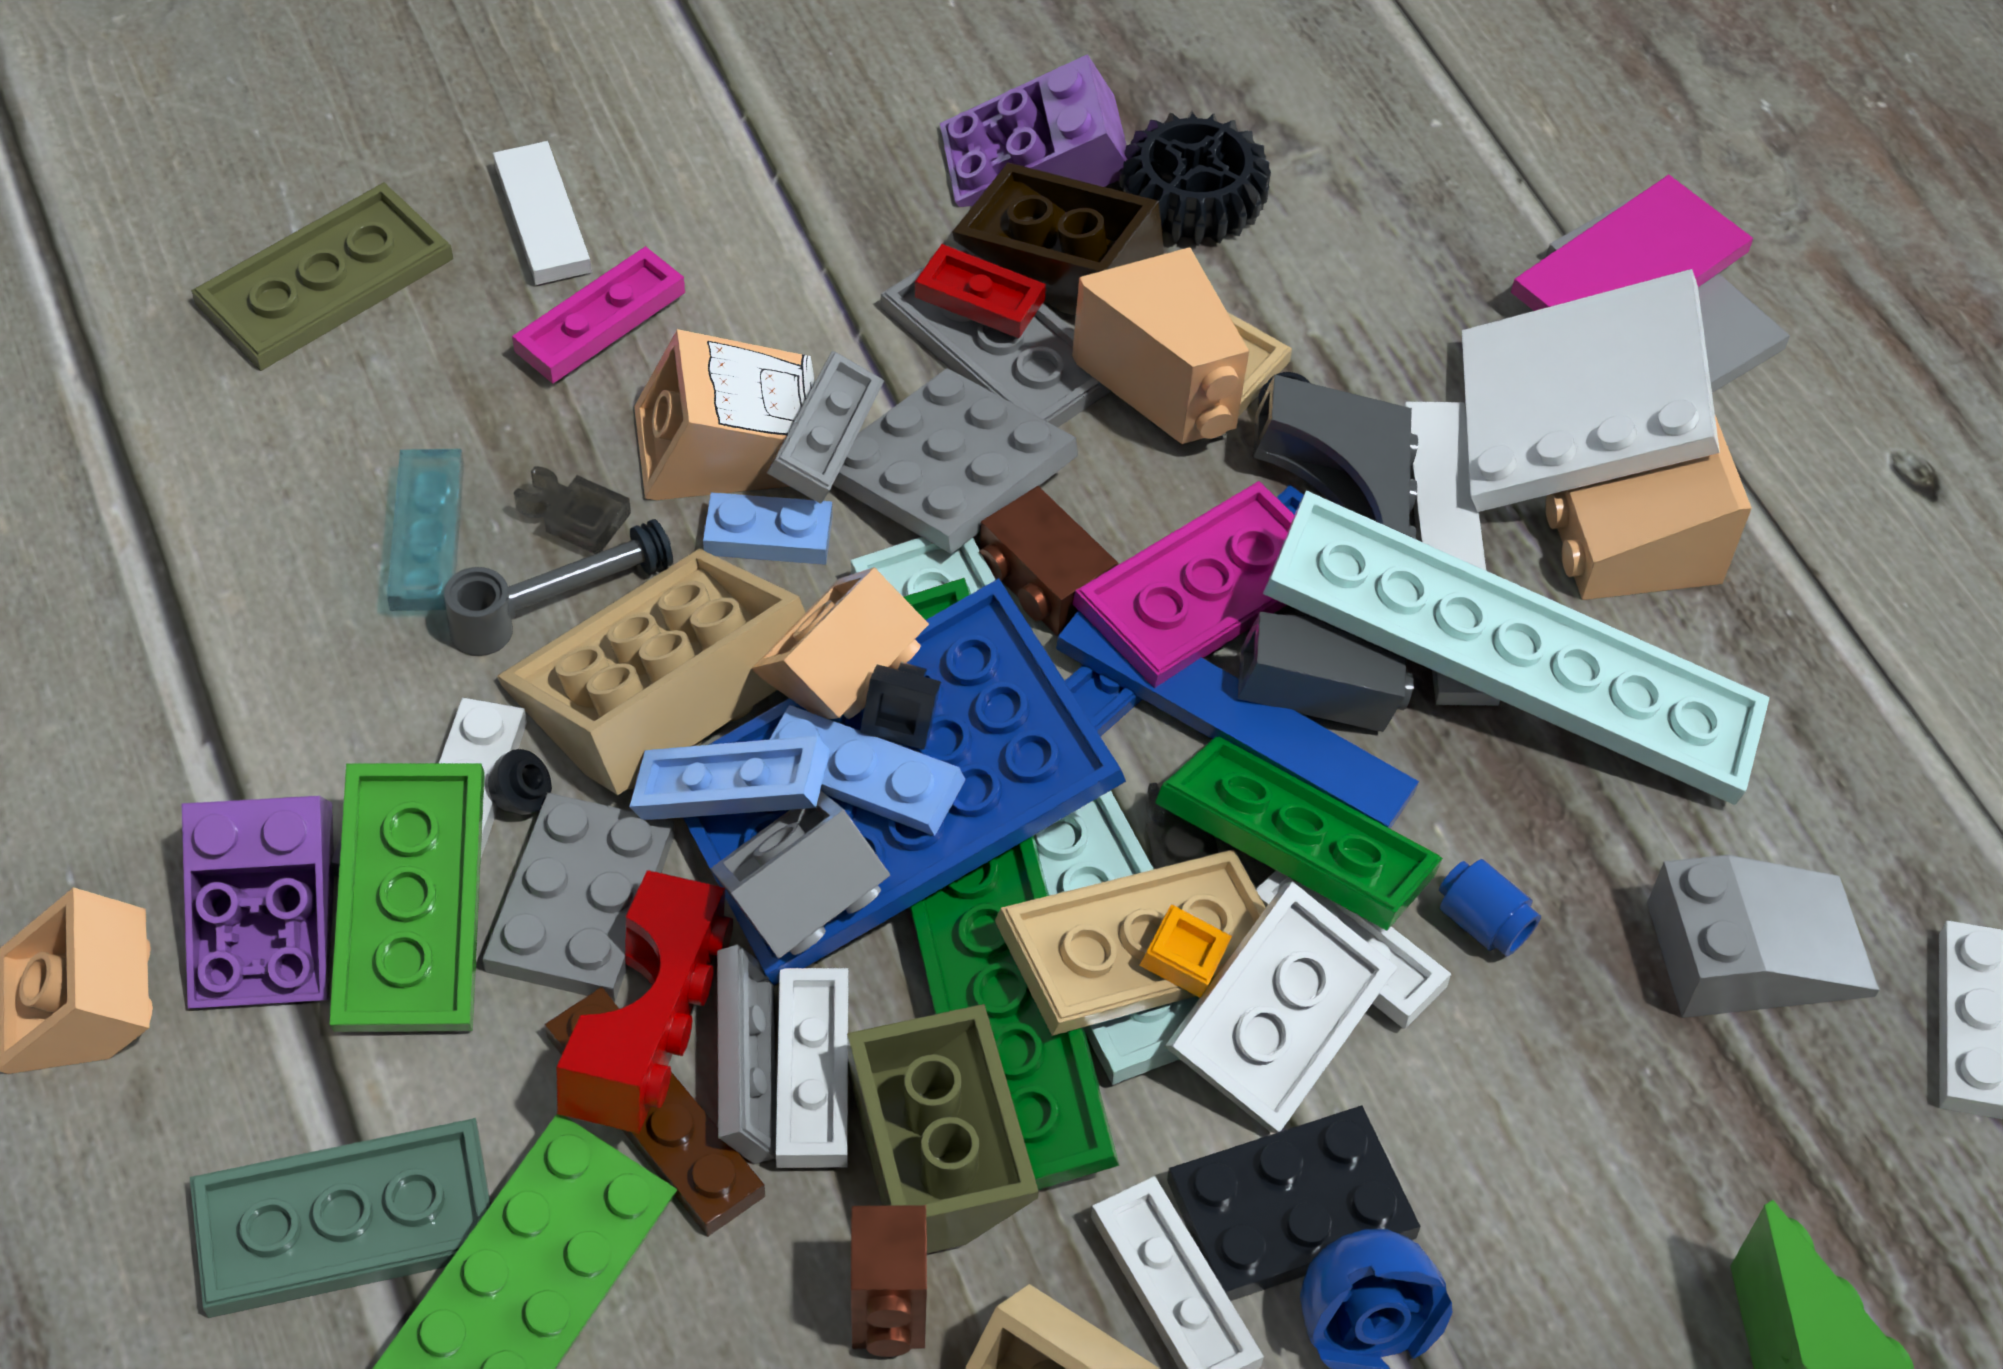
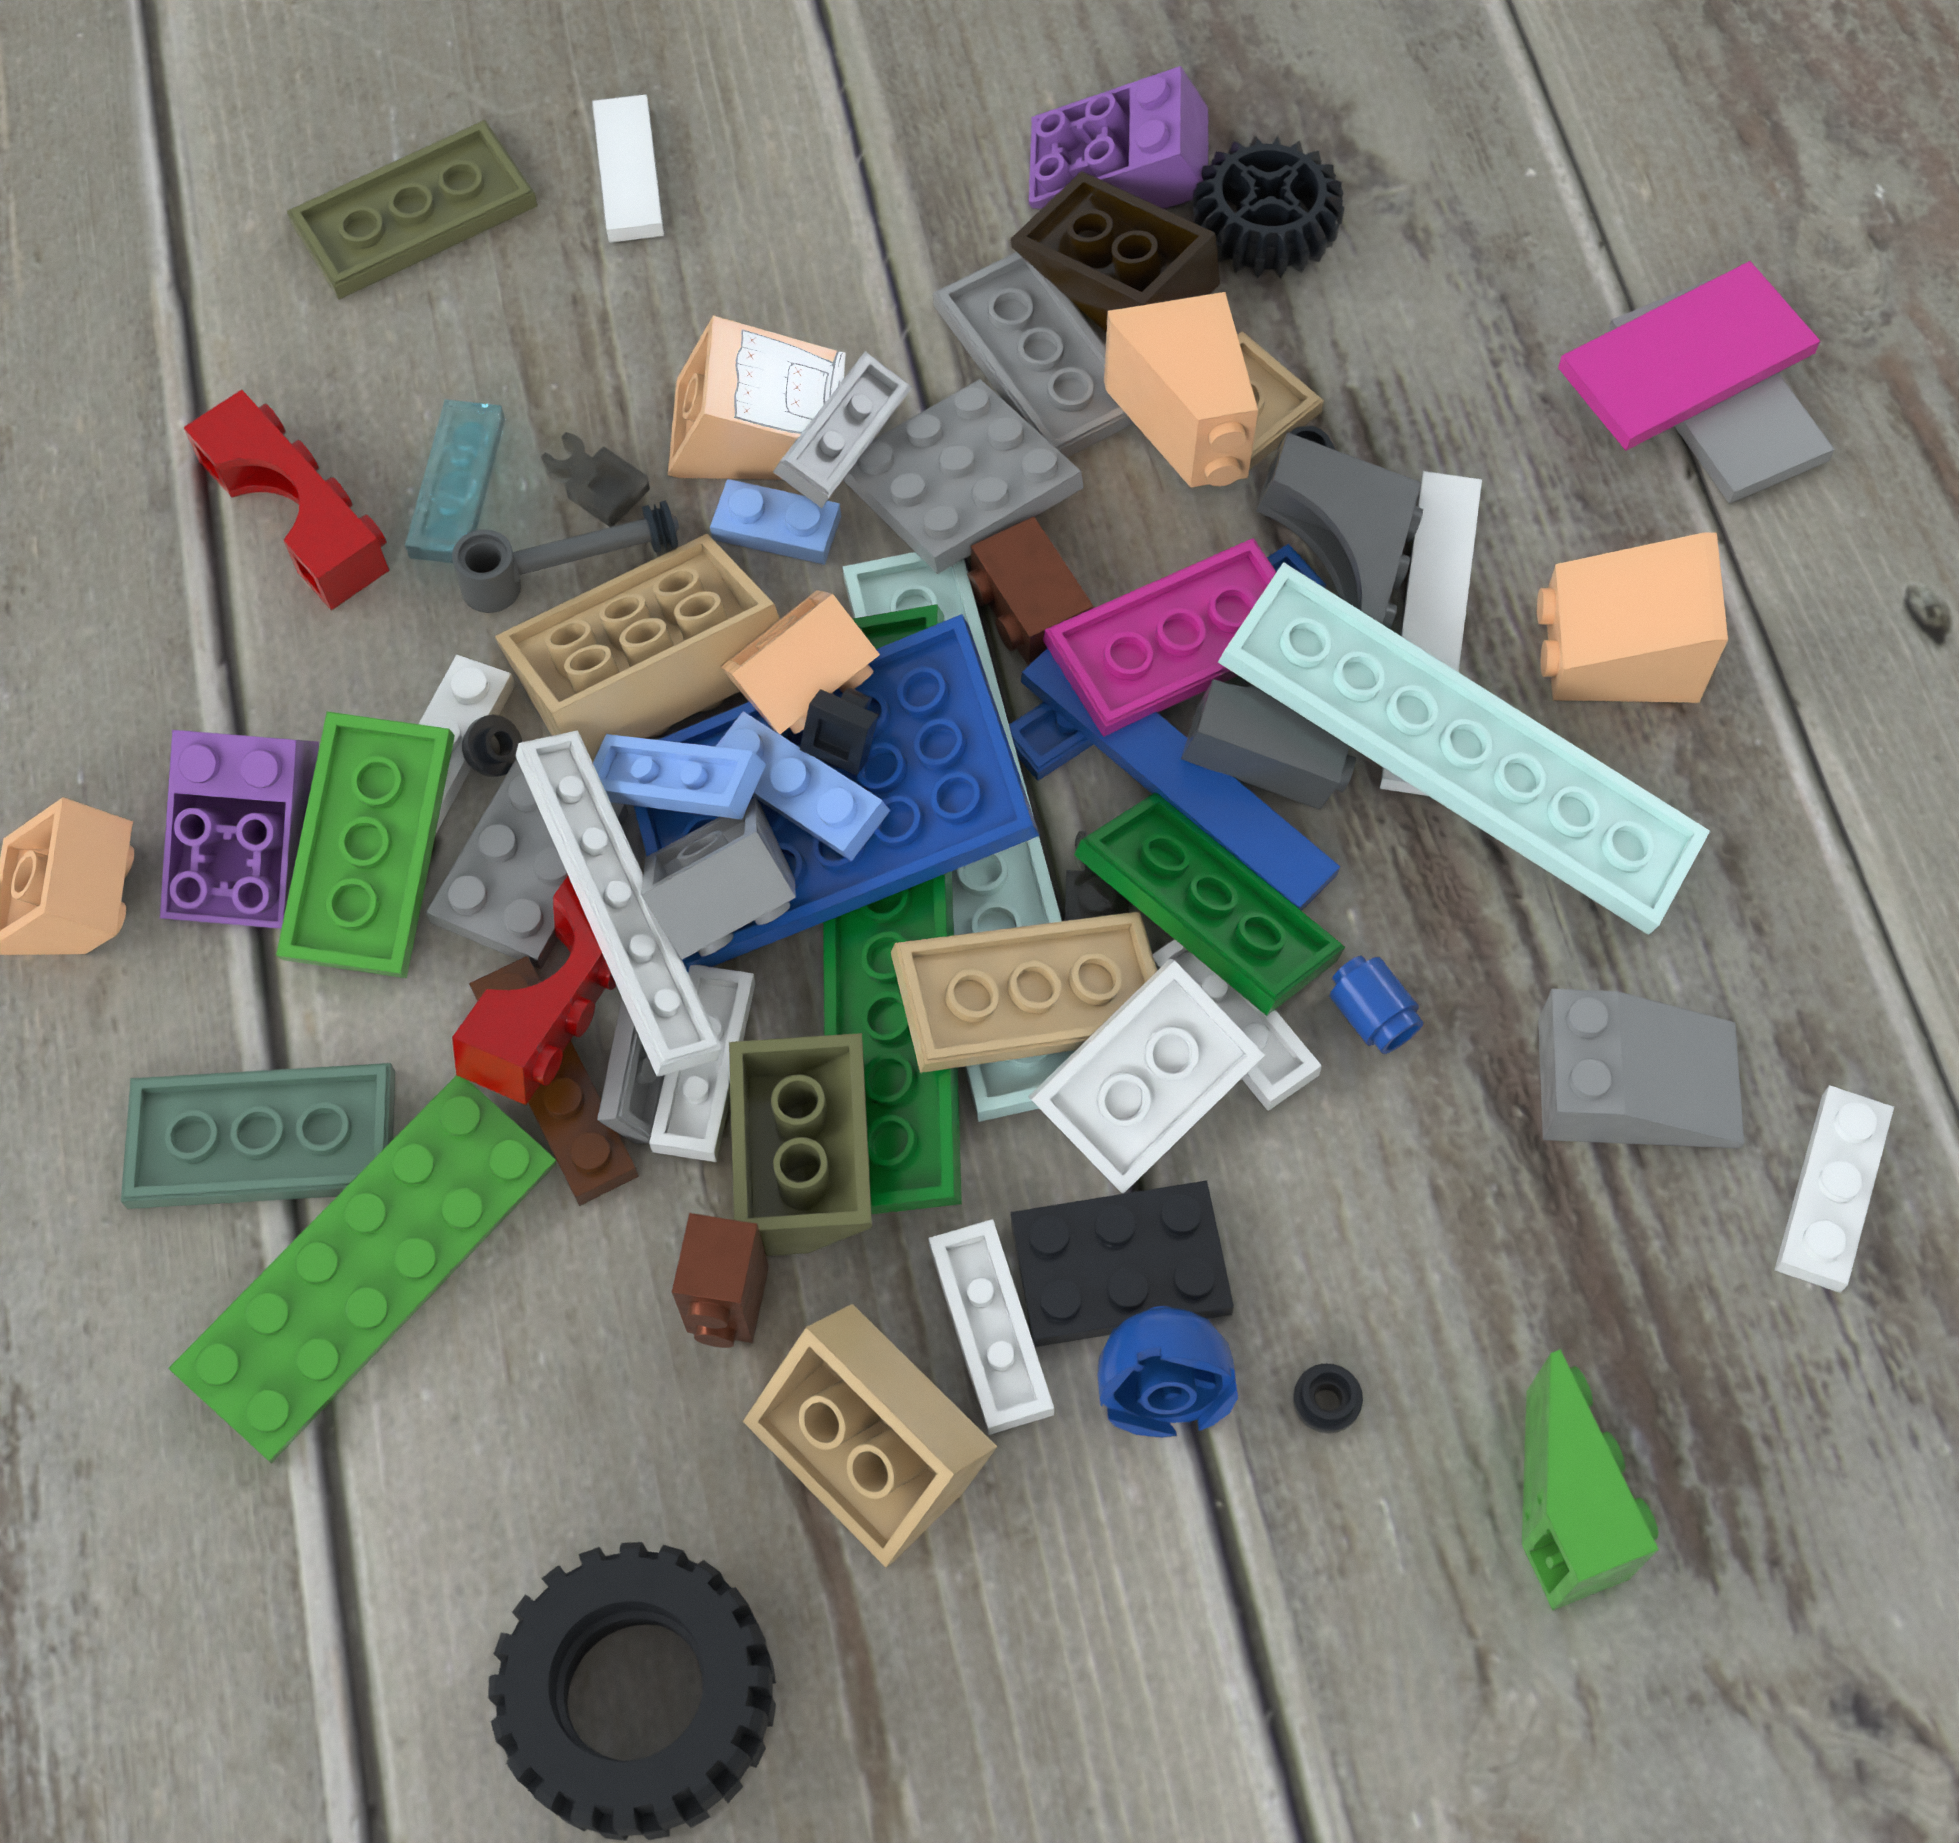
camera: 15 degrees right, 10 degrees up
(200, 526) = (250, 454): none -> red arch
(598, 314) = (659, 282): dark pink plate -> none
(699, 913) = (609, 889): none -> white tile
(980, 290) = (1025, 304): red plate -> none
(1185, 951) = (1064, 1009): light orange tile -> none
(1542, 1285) = (1334, 1379): none -> black plate
(1587, 391) = (1601, 488): white plate -> none

